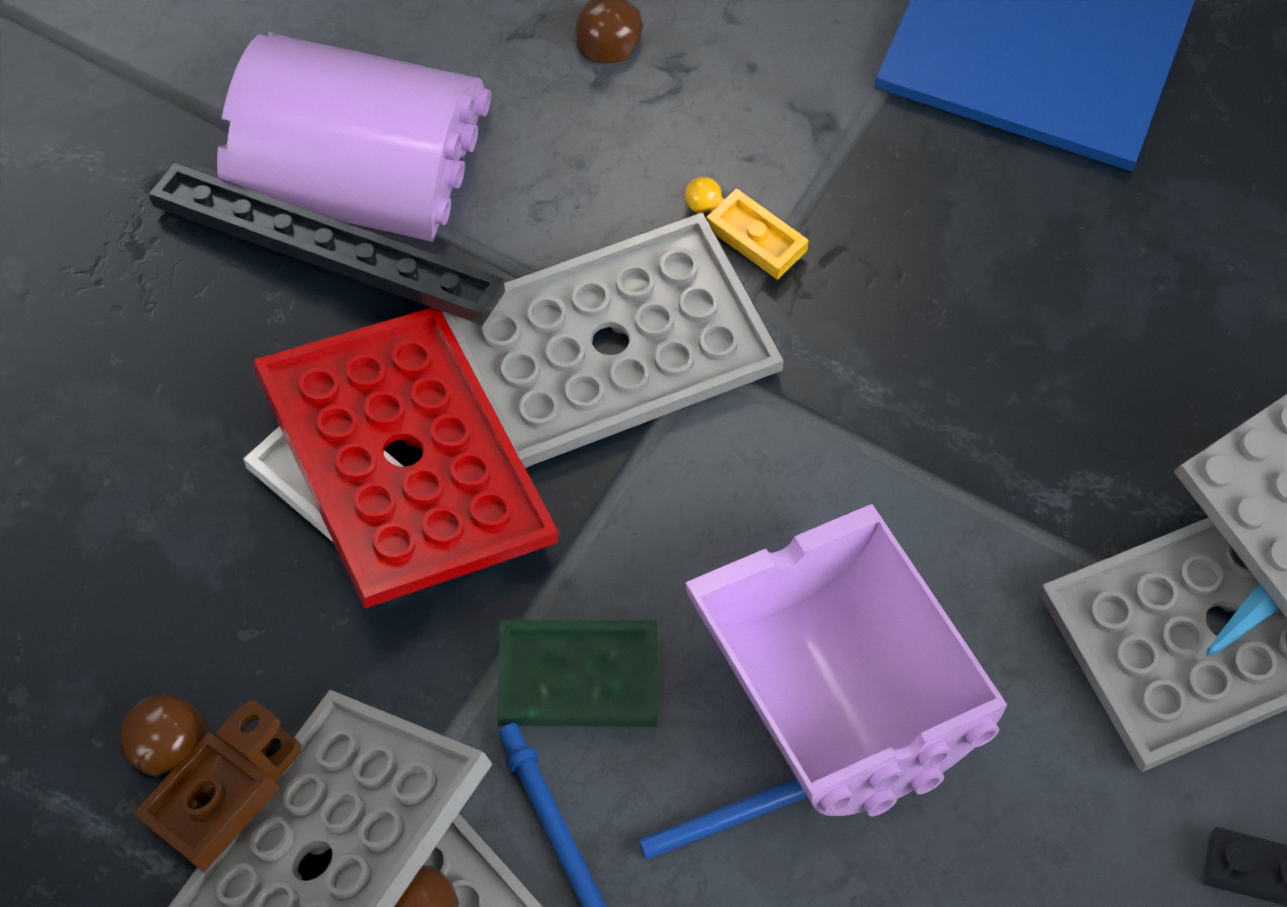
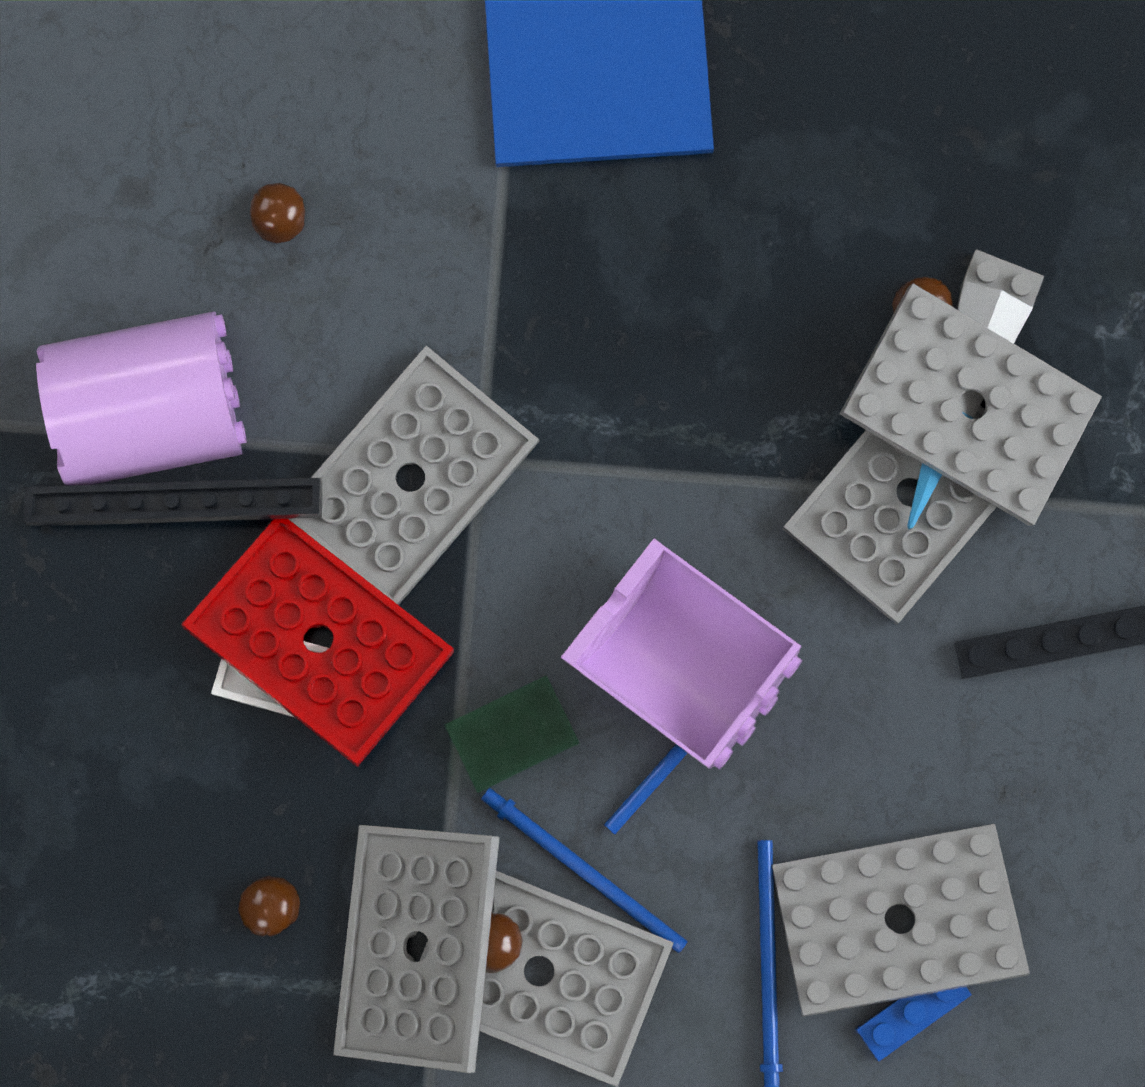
camera: 25 degrees left, 20 degrees up
(228, 771) = (332, 910): reddish brown plate -> none
(747, 226) = (461, 338): yellow plate -> none

